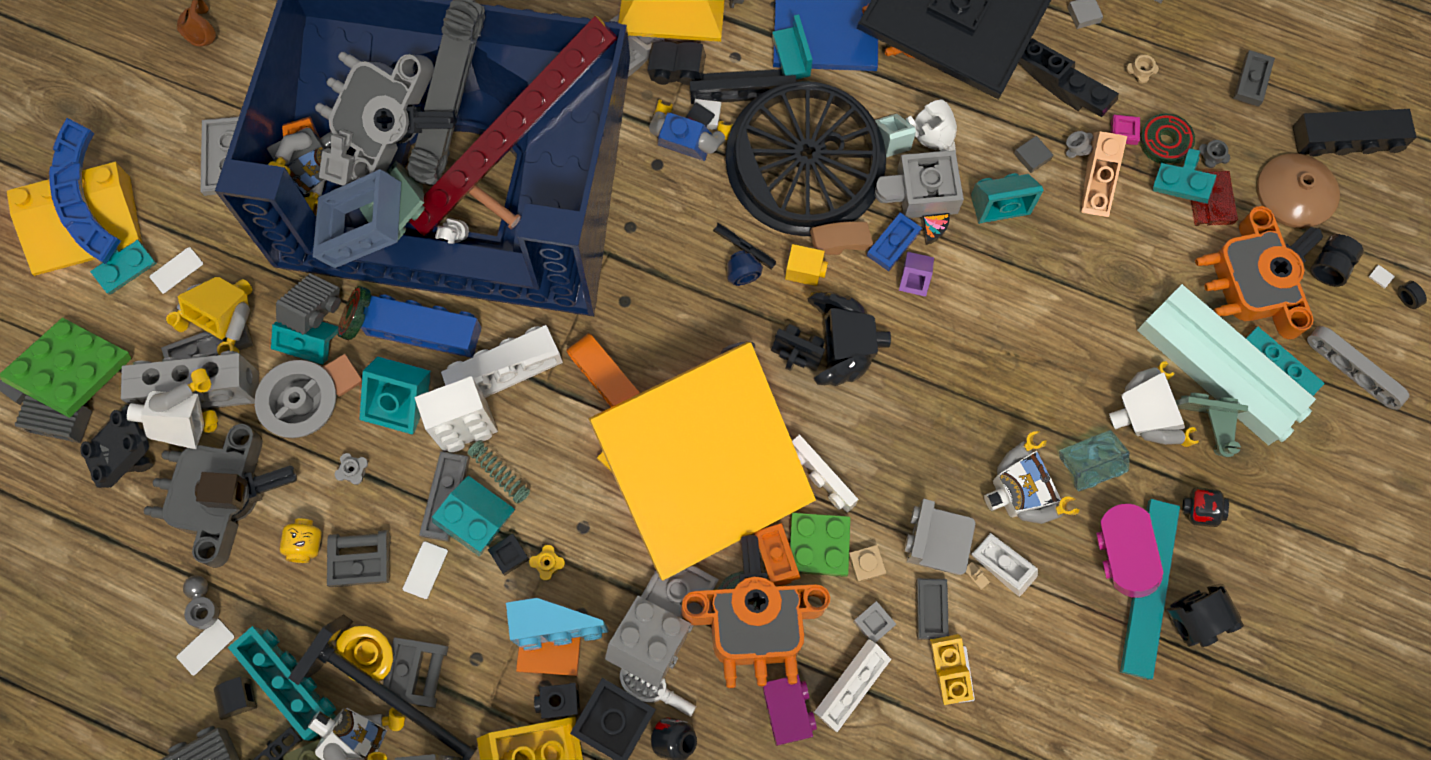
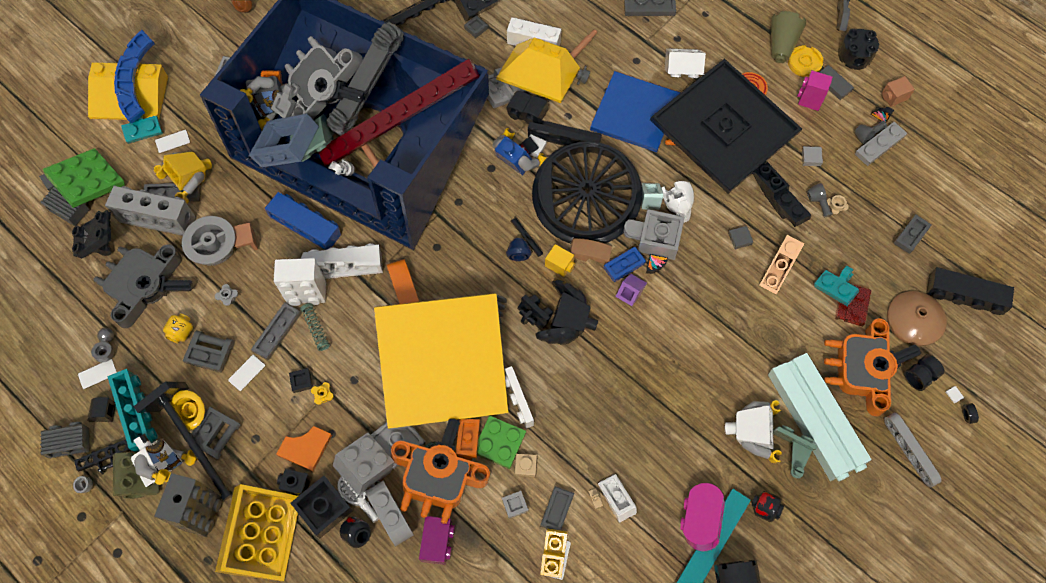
camera: 20 degrees right, 5 degrees down
(176, 414) = (133, 225): white torso -> none
(221, 490) = (141, 280): dark brown brick -> none
(307, 304) = (239, 185): dark grey brick -> none
(310, 346) = (230, 205): teal panel -> none
(352, 315) = (264, 201): clear green tile -> none
(390, 393) = (263, 253): teal slope -> none
(472, 515) = (287, 347): teal slope -> none
(541, 621) = (298, 426): medium azure slope -> none
(711, 696) = (389, 513): none -> light grey brick
(793, 50) = (604, 123): teal panel -> none
(852, 685) = (484, 539): white plate -> none
(939, 539) = (578, 465): light grey bracket -> none
(1005, 197) = (708, 259): teal slope -> none
(1026, 486) = (649, 450): torso -> none
(1079, 144) = (773, 240): light grey plate -> none
(1096, 460) = (704, 450): clear light blue bracket -> none
(1115, 62) = (818, 194): none -> dark grey bar
(1126, 126) = (811, 240): dark pink tile -> none
(1170, 125) = (840, 246): clear green tile -> none
(1217, 147) = (869, 271): dark grey plate -> none
(1285, 360) = (861, 429): teal plate -> none

